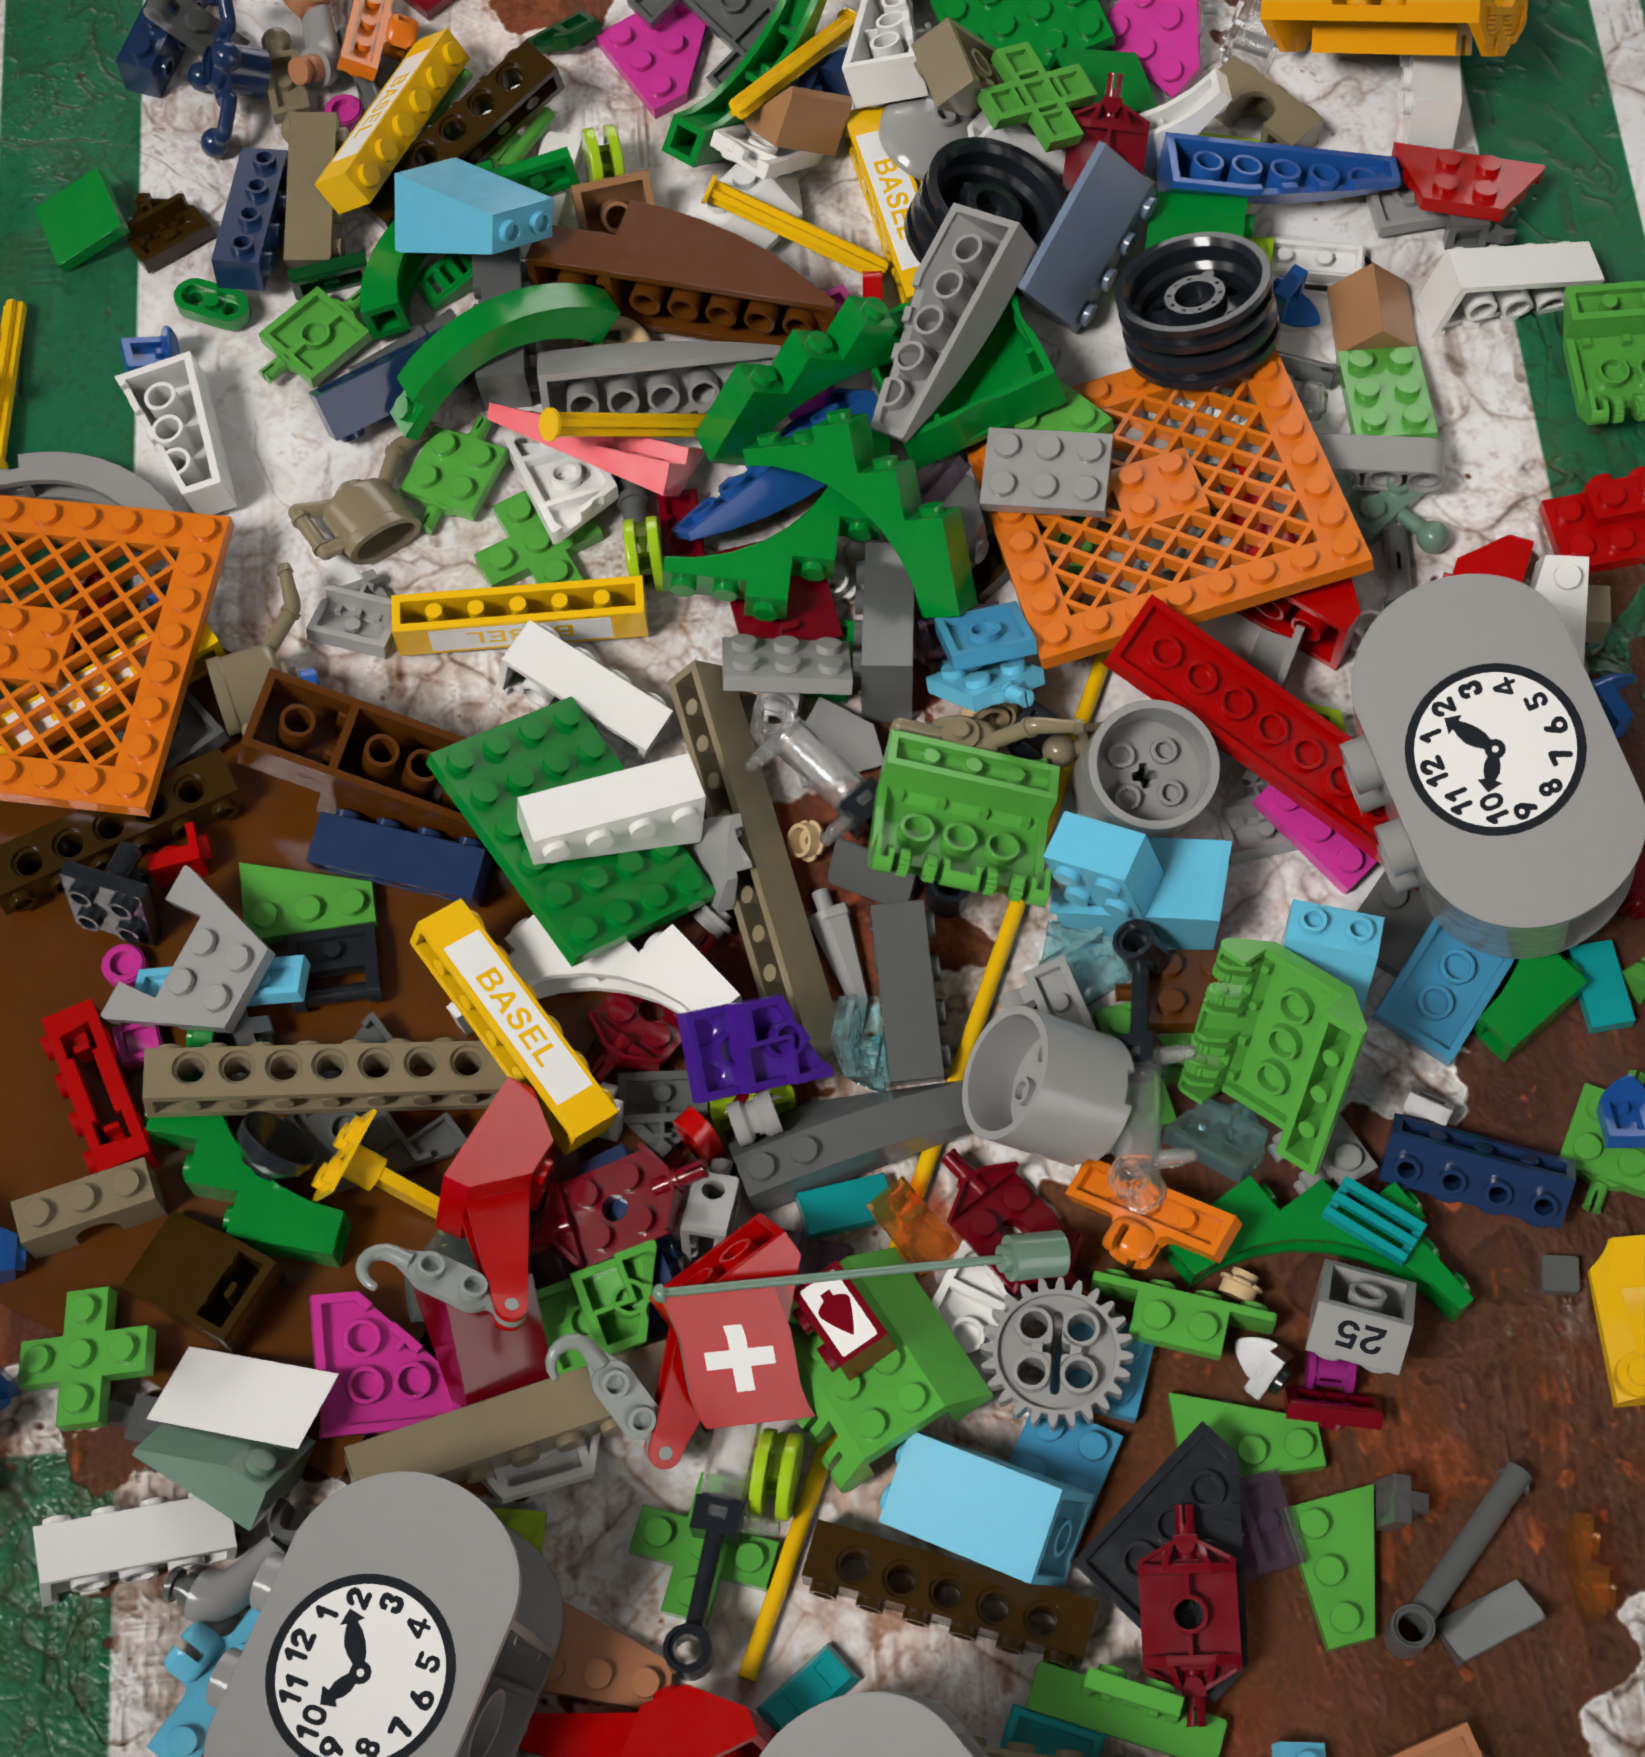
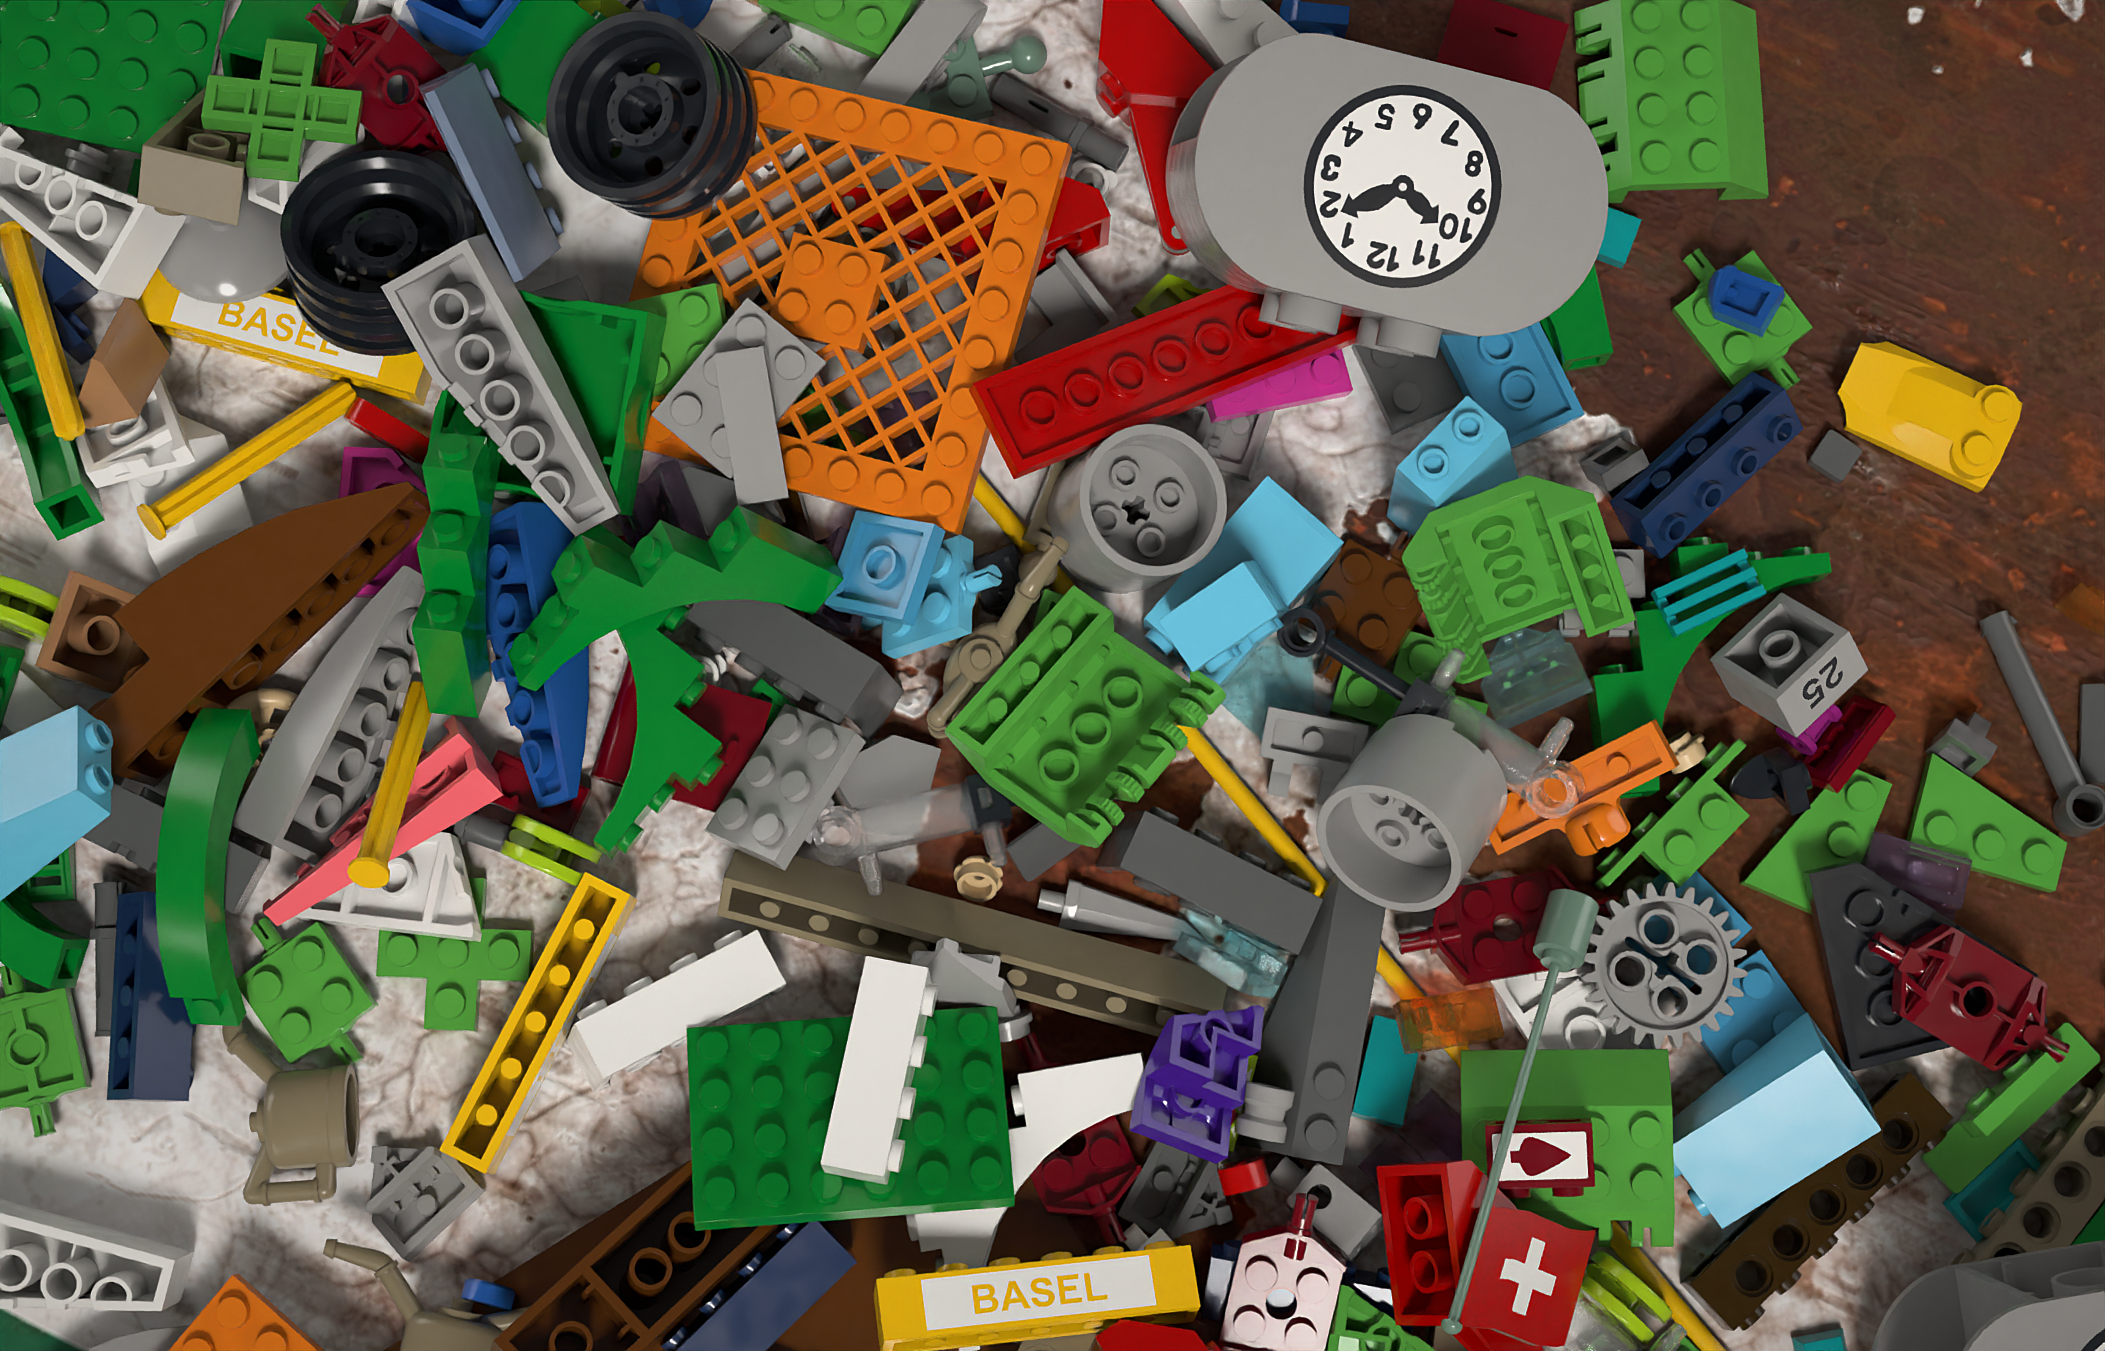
camera: 65 degrees left, 15 degrees up
(1023, 486) = (750, 426): none -> light grey tile

